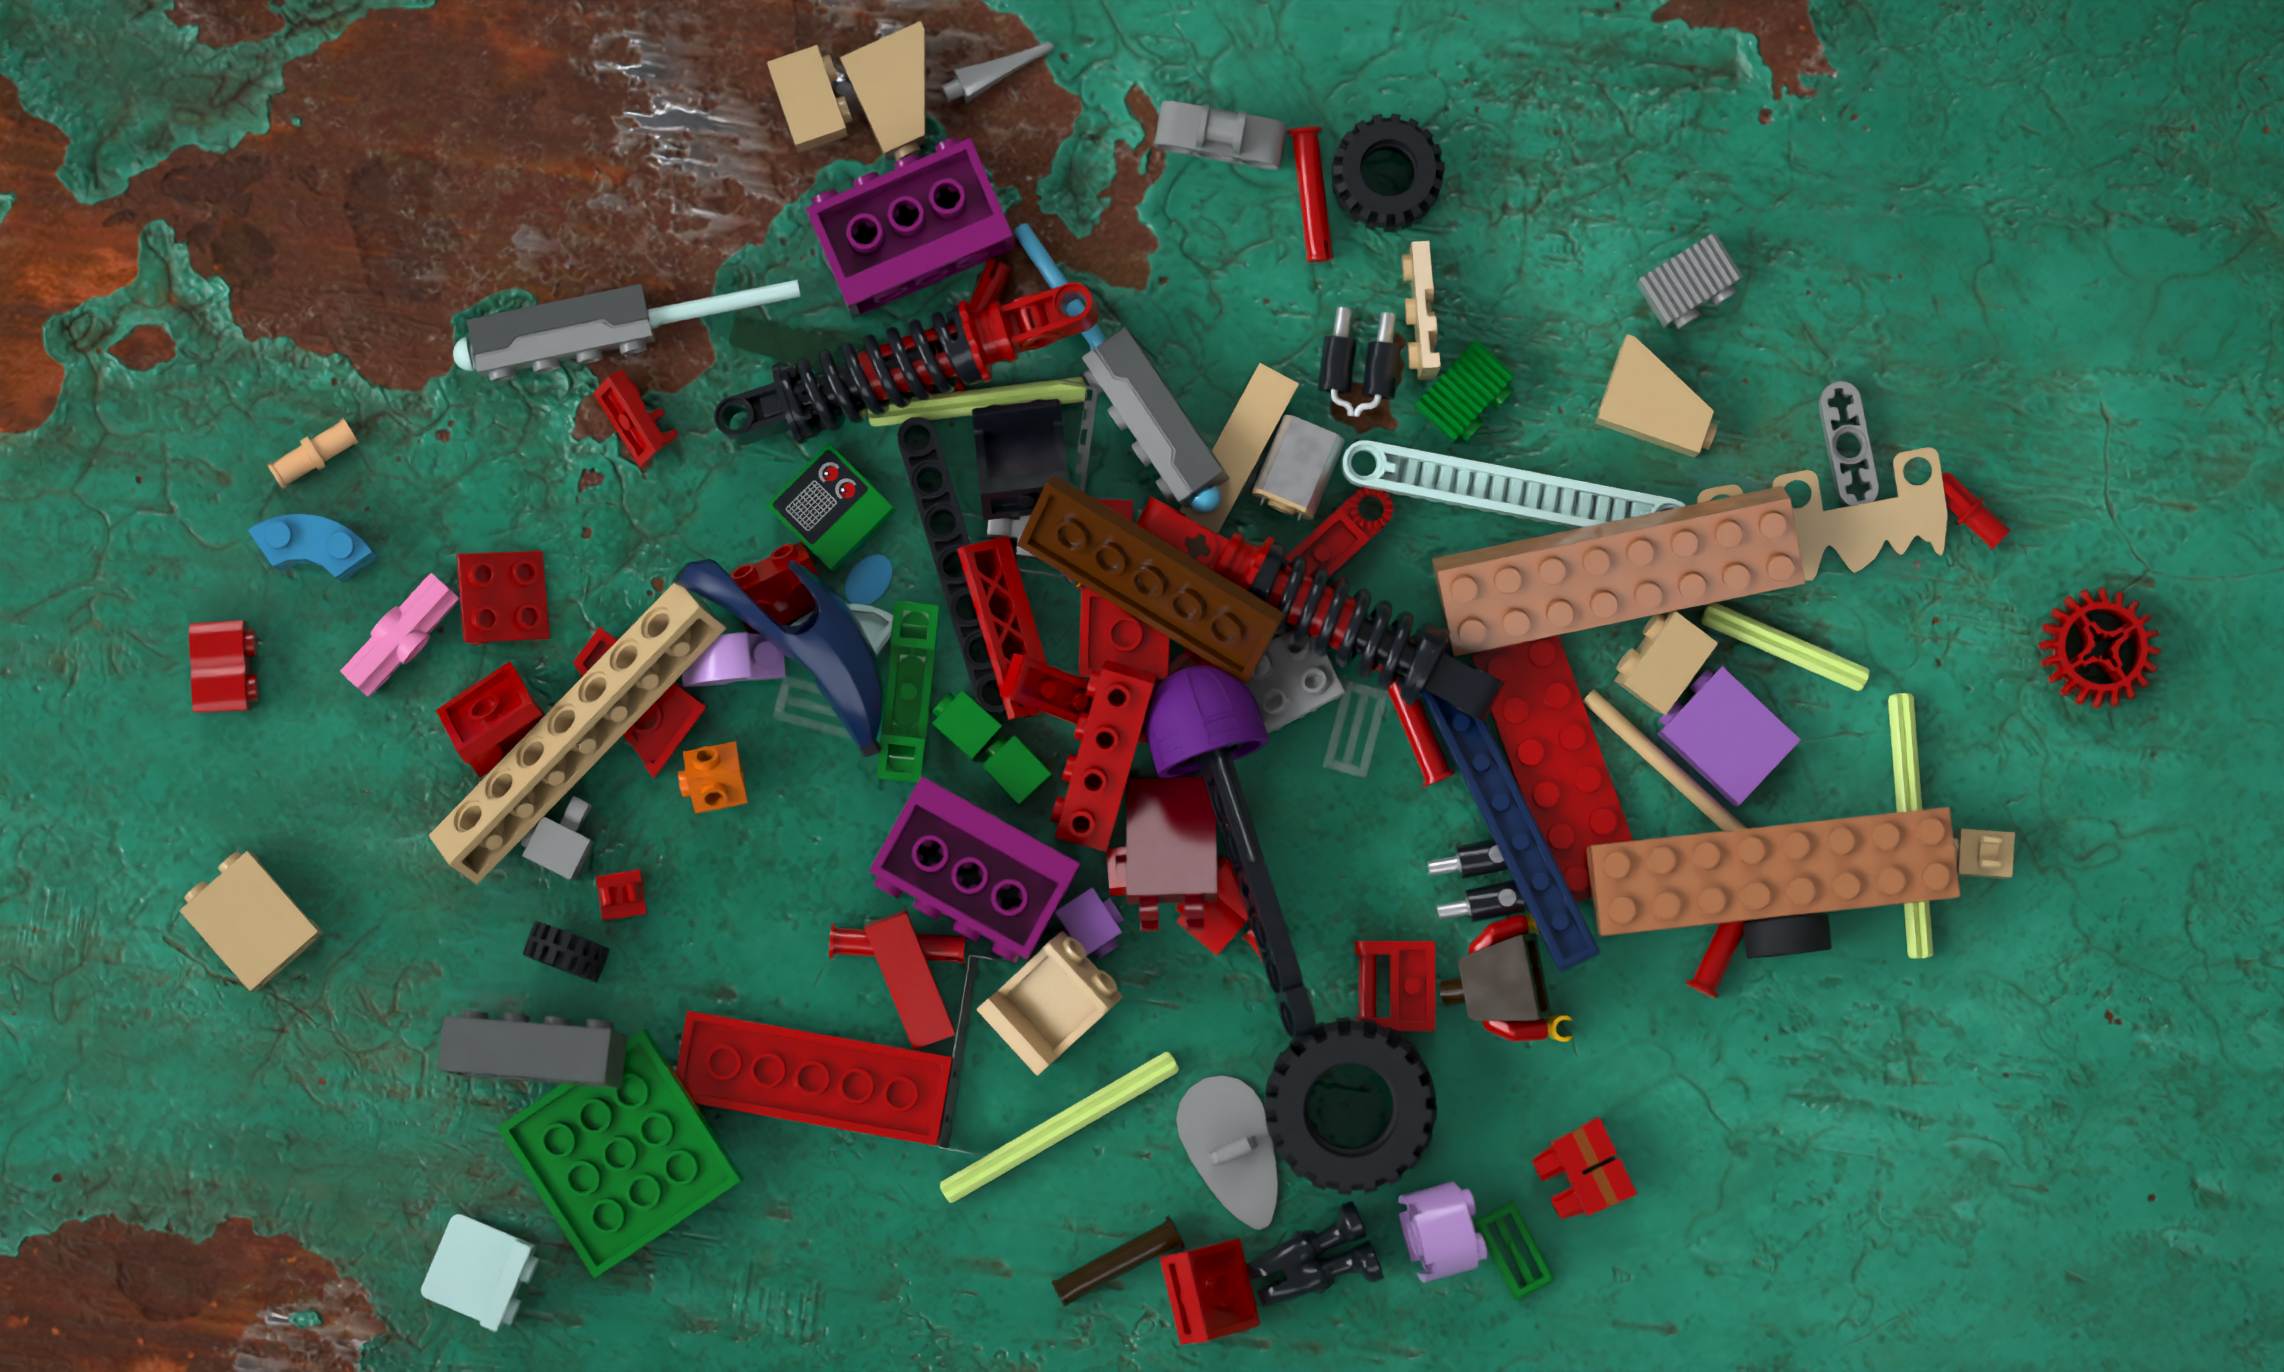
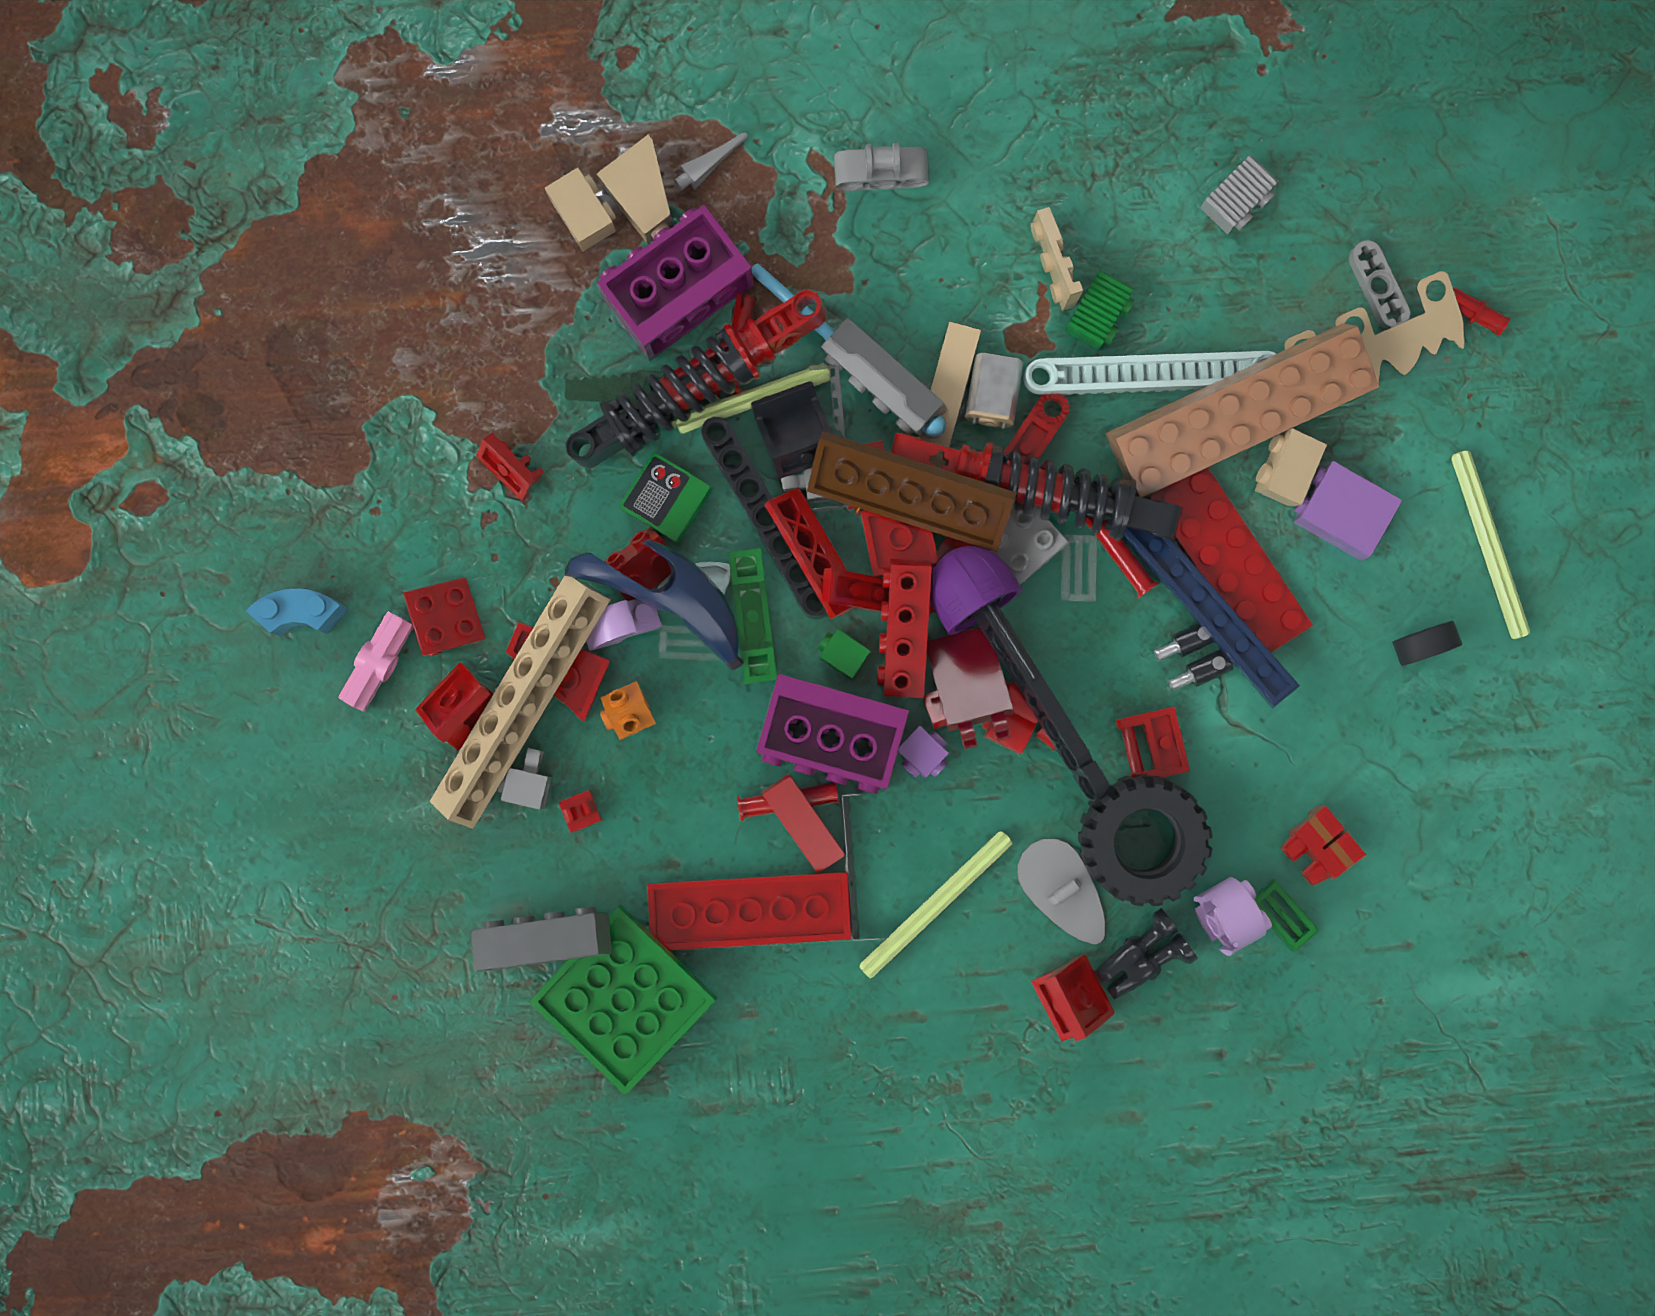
camera: 15 degrees left, 0 degrees up
(222, 666) = (252, 714): red brick -> none
(249, 920) = (313, 894): tan panel -> none
(312, 453) = (282, 545): light nougat pin -> none
(480, 1272) = (541, 1110): light aqua bracket -> none
(566, 951) = (549, 862): black tyre -> none
(587, 328) = (459, 410): piece -> none
(868, 580) = (705, 543): dark azure sticker -> none
(965, 724) = (799, 629): green brick -> none
(1050, 1002) = (909, 816): tan panel -> none
(1118, 1262) = (1001, 992): dark brown pin -> none
(1312, 193) = (956, 195): red pin -> none
(1380, 364) = (1034, 306): black piece -> none
(1397, 136) = (1014, 142): black tyre -> none
(1505, 983) = (1232, 724): dark brown torso -> none
(1654, 403) = (1235, 286): tan slope -> none
(1661, 762) = (1380, 583): tan bar -> none
(1717, 958) = (1381, 651): red pin -> none
(1772, 872) = (1407, 599): nougat brick -> none
(1785, 646) = (1370, 438): yellowish green axle -> none
(1984, 853) = (1548, 552): tan brick -> none
(2111, 665) = (1616, 401): red gear -> none

